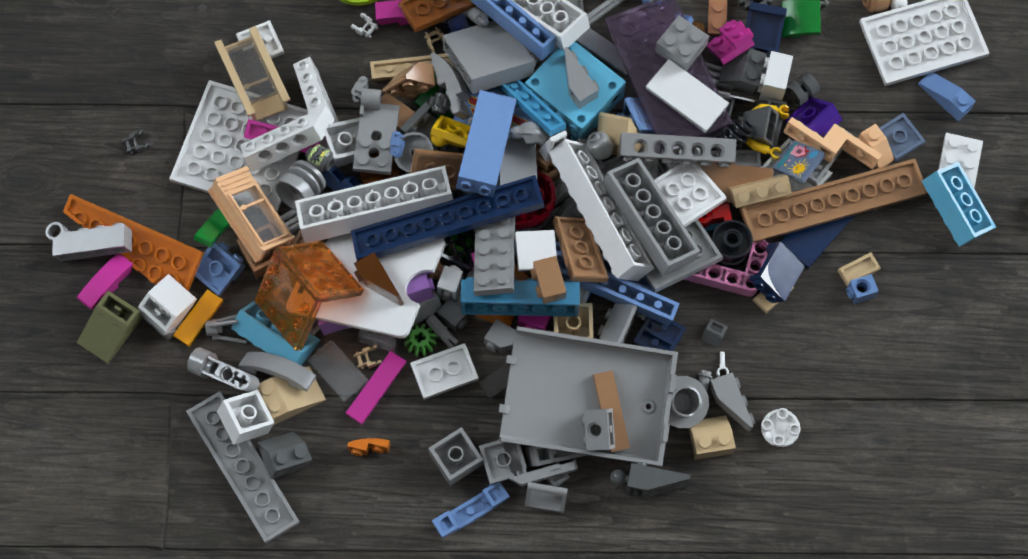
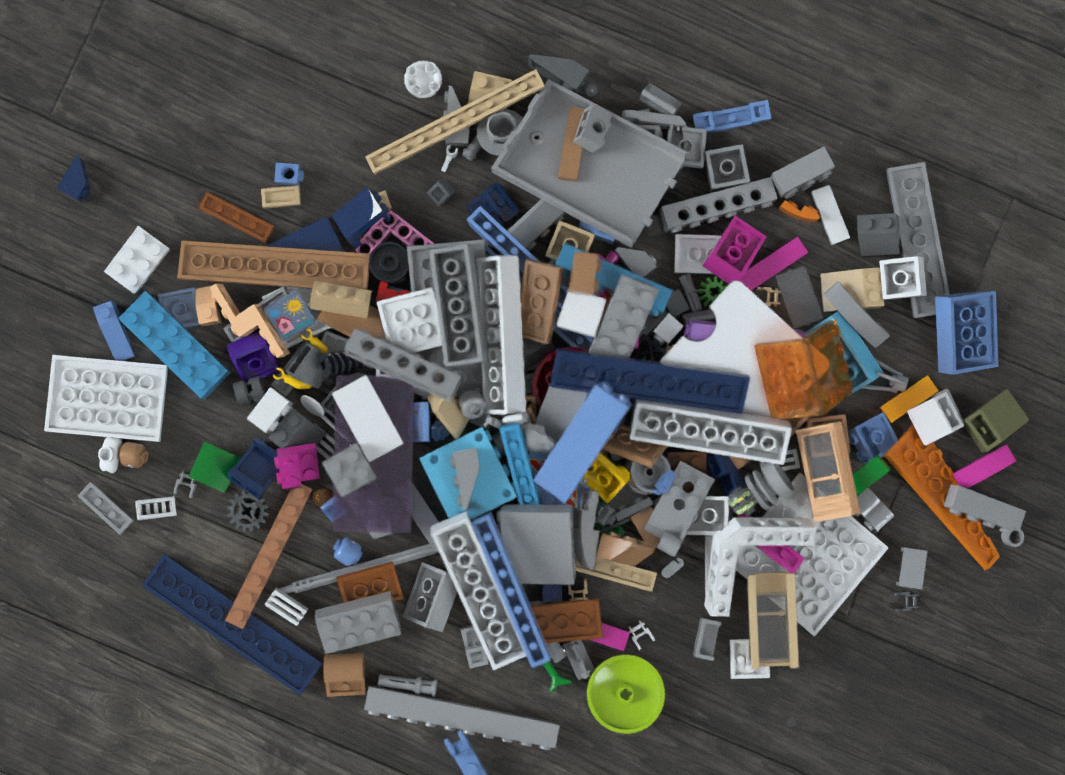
camera: 155 degrees left, 15 degrees up
(141, 170) = (912, 568): none -> light grey panel
(165, 395) = (966, 332): none -> medium blue slope
(195, 205) = (873, 510): none -> light grey brick
(206, 364) = (917, 343): light grey beam -> none
(304, 40) = (706, 638): none -> light grey panel
(338, 457) = (830, 215): none -> white tile
(375, 278) = (739, 354): reddish brown slope -> none
(381, 478) = (802, 173): none -> light grey brick
(416, 380) = (734, 251): none -> dark pink slope
(461, 417) = (763, 188): none -> light grey brick
(478, 16) = (531, 589): light grey piece -> none
(730, 391) = (455, 122): none -> tan plate
(888, 101) = (174, 345): none -> dark azure brick
(890, 235) = (236, 217): none -> dark orange tile
(958, 204) = (159, 215): medium azure slope -> none

